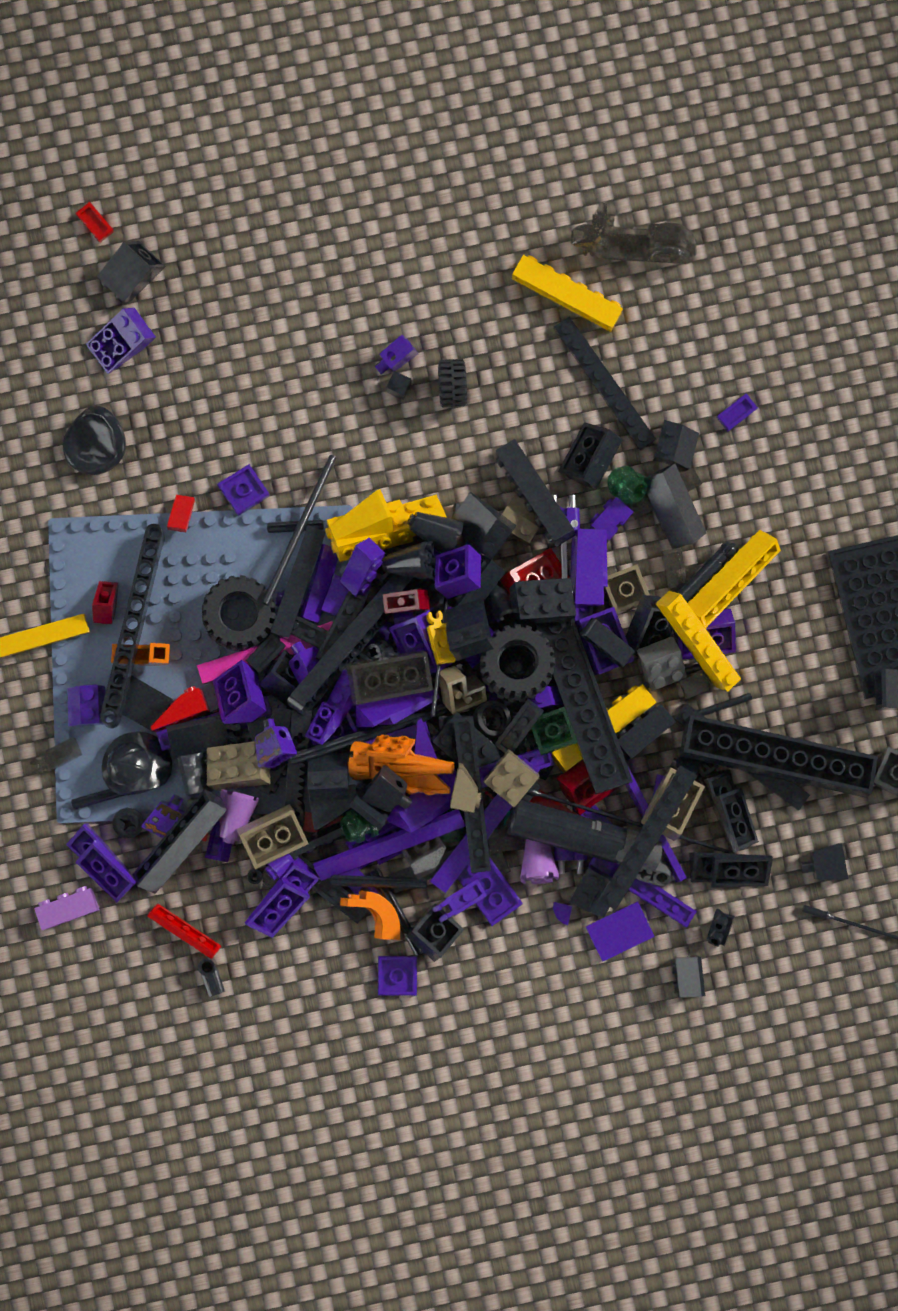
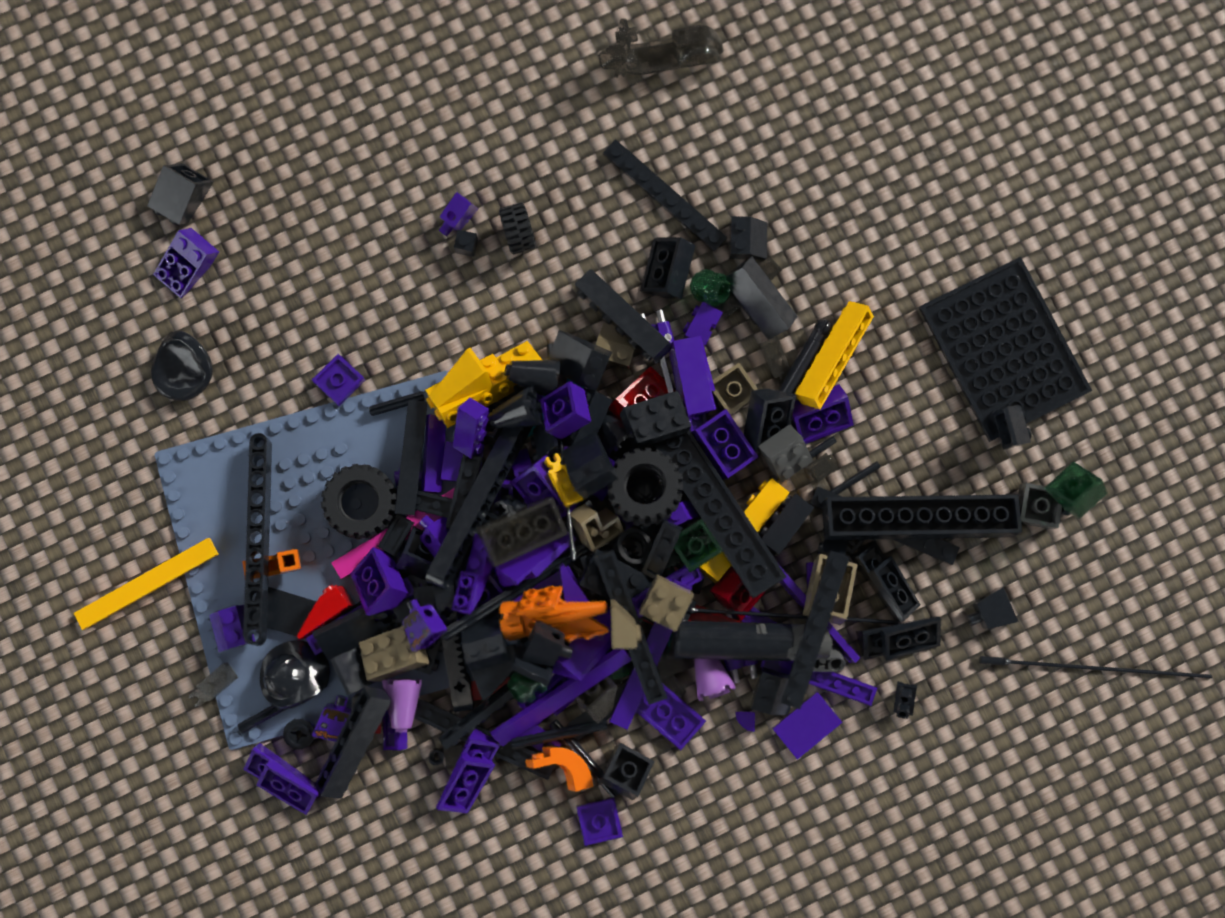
camera: 10 degrees left, 0 degrees up
(66, 908) = (257, 833): medium lavender brick -> none
(94, 222) = (135, 155): red tile -> none
(105, 602) = (227, 522): dark red slope -> none
(181, 513) = (282, 417): red tile -> none
(184, 931) = (379, 828): red tile -> none
(211, 978) = (417, 868): black piece -> none
(272, 836) = (442, 716): dark tan brick -> none
(278, 867) = (456, 744): dark purple cone -> none
(298, 531) = (400, 407): black piece -> none
(406, 601) = (521, 451): dark red slope -> none
(461, 900) = (645, 733): dark purple hinge -> none
(567, 293) = (608, 117): yellow brick -> none
(607, 642) = (728, 445): black beam -> none
(688, 976) = (886, 755): slope -> none
(698, 640) = (816, 422): yellow brick -> none
(737, 412) = (799, 194): dark purple tile -> none

